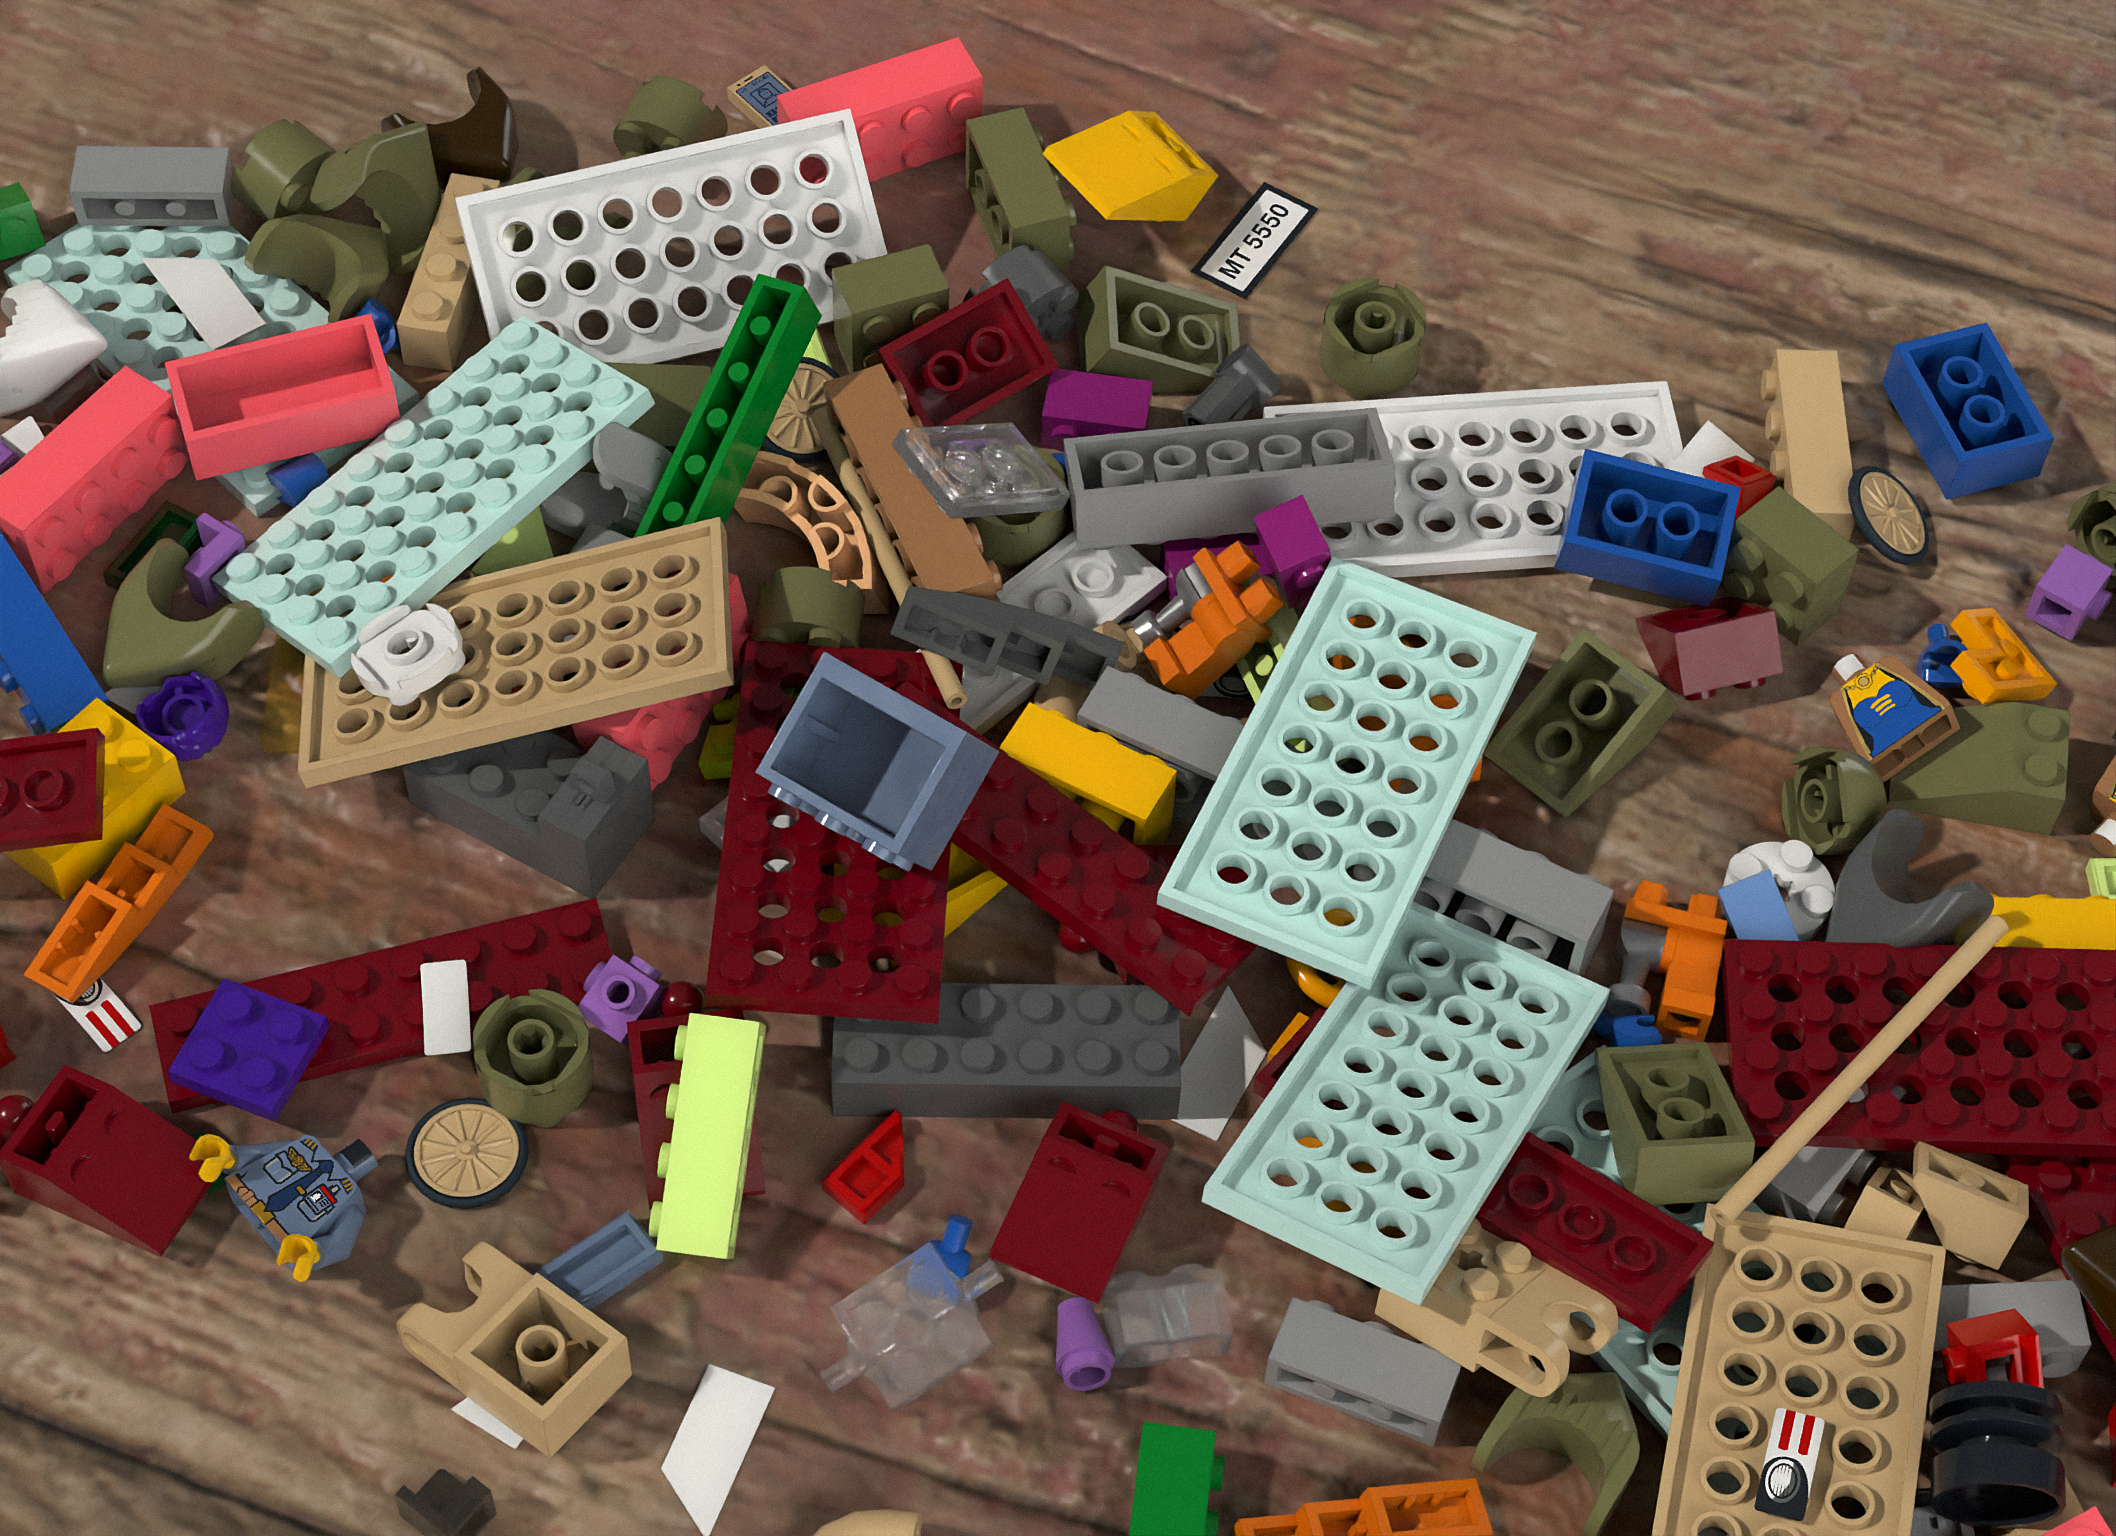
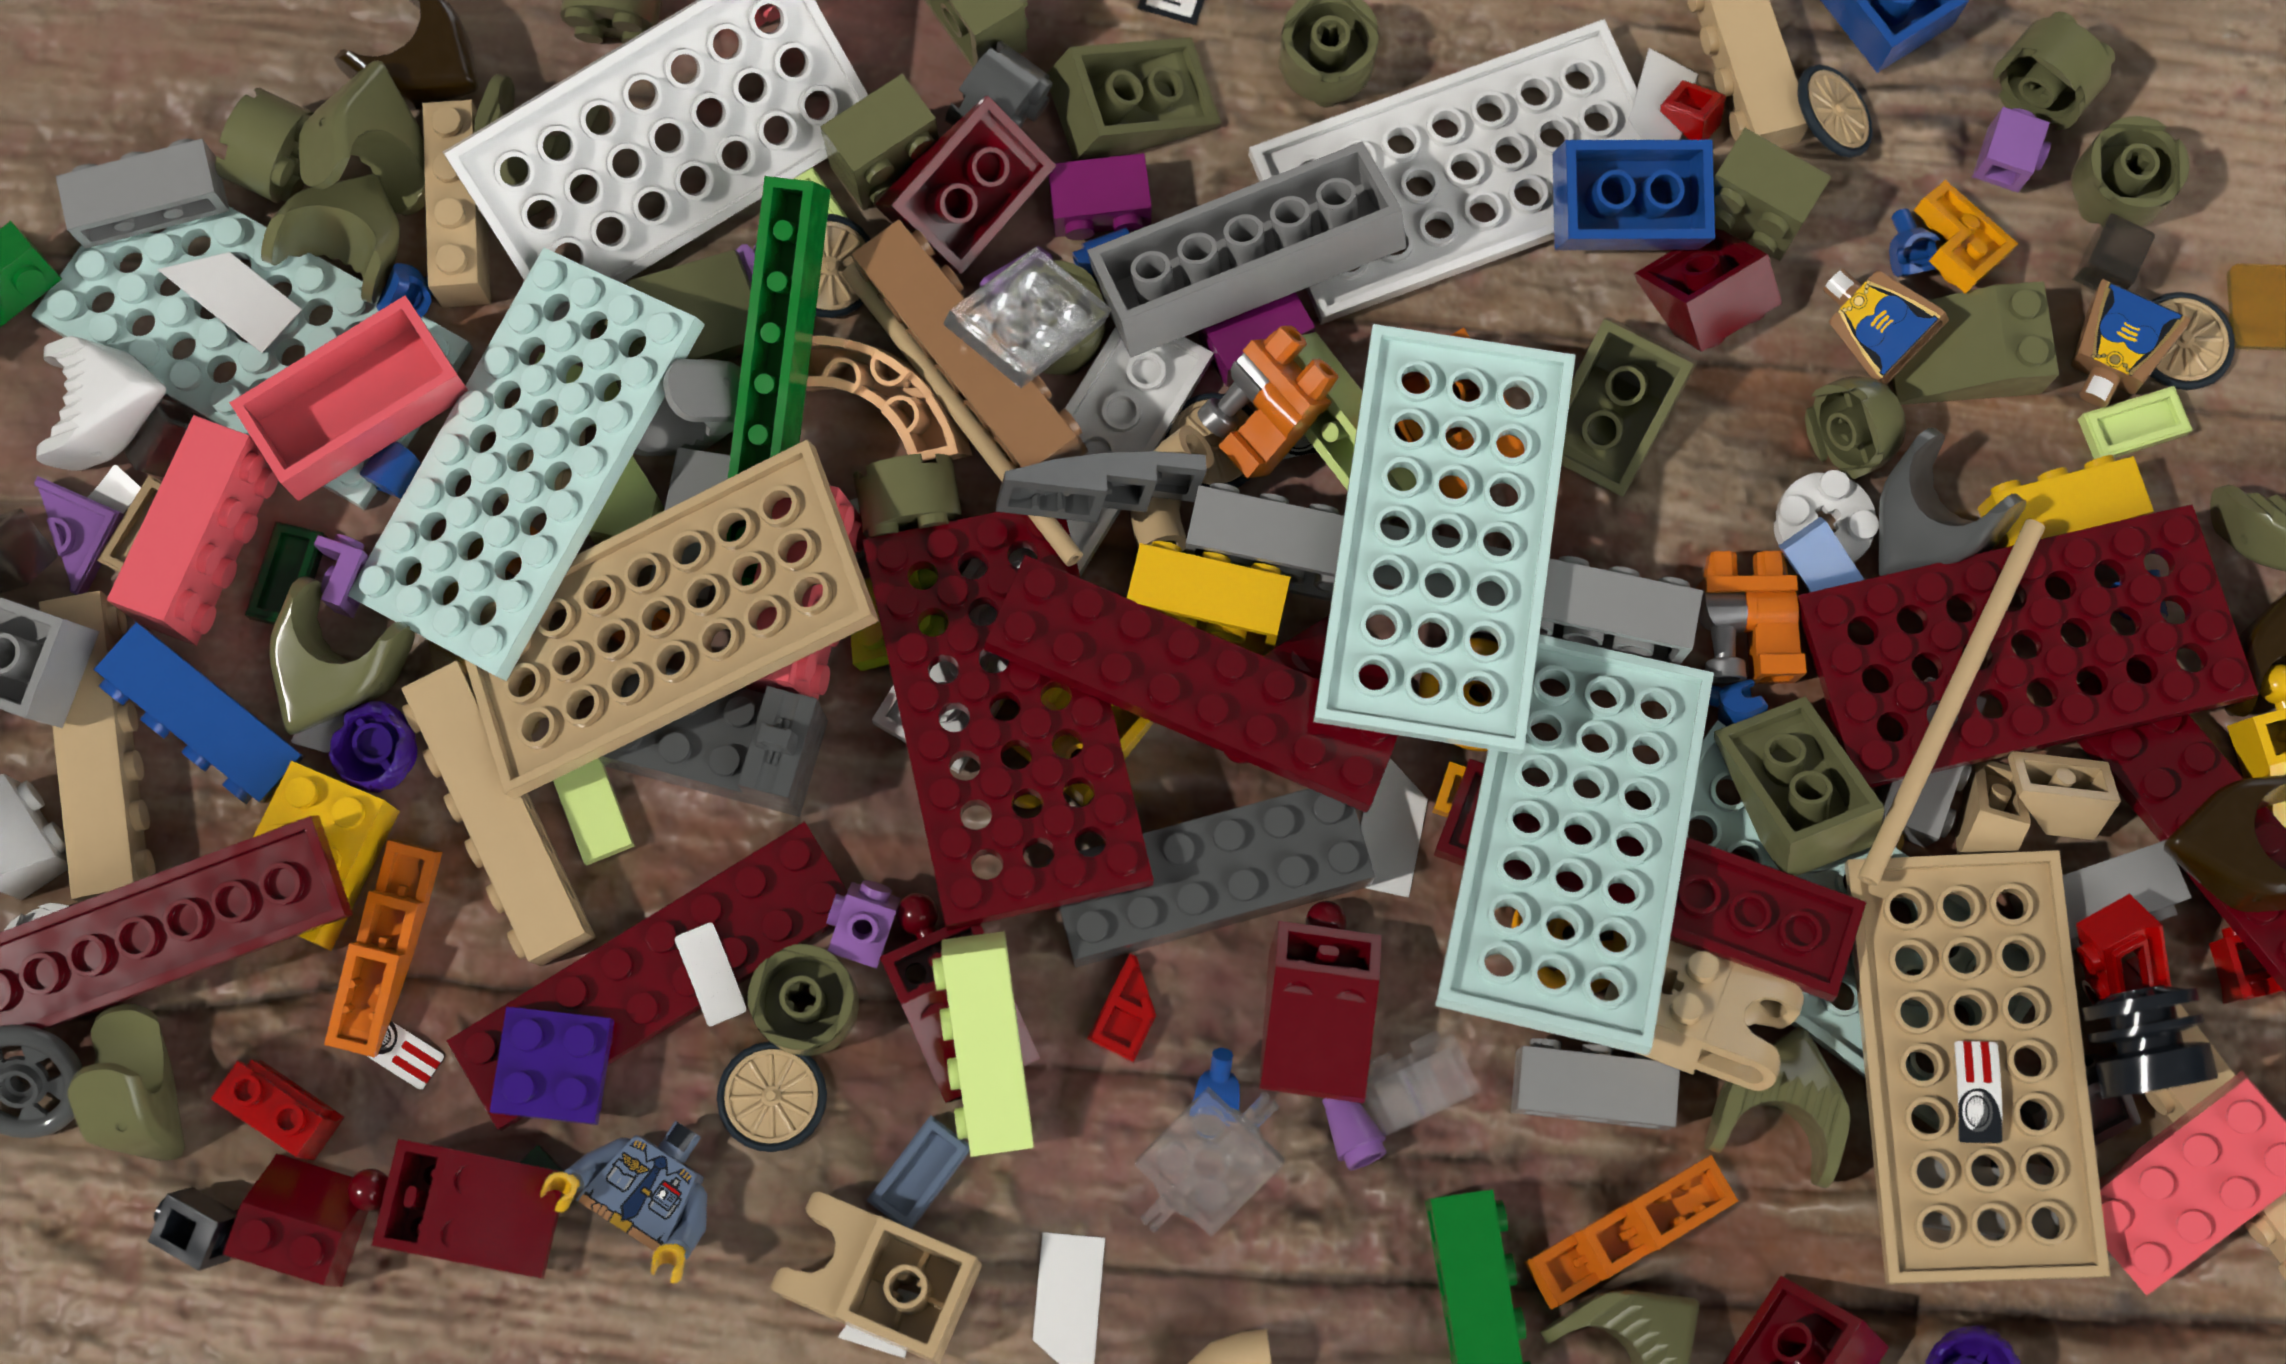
camera: 15 degrees left, 20 degrees up
(284, 816) = (503, 830): none -> tan brick
(381, 834) = (593, 812): none -> yellowish green tile
(433, 654) = (584, 664): white plate -> none
(875, 765) = (1034, 673): sand blue container -> none
(1240, 387) = (1223, 130): dark grey piece -> none
(1293, 549) = (1335, 321): magenta brick -> none

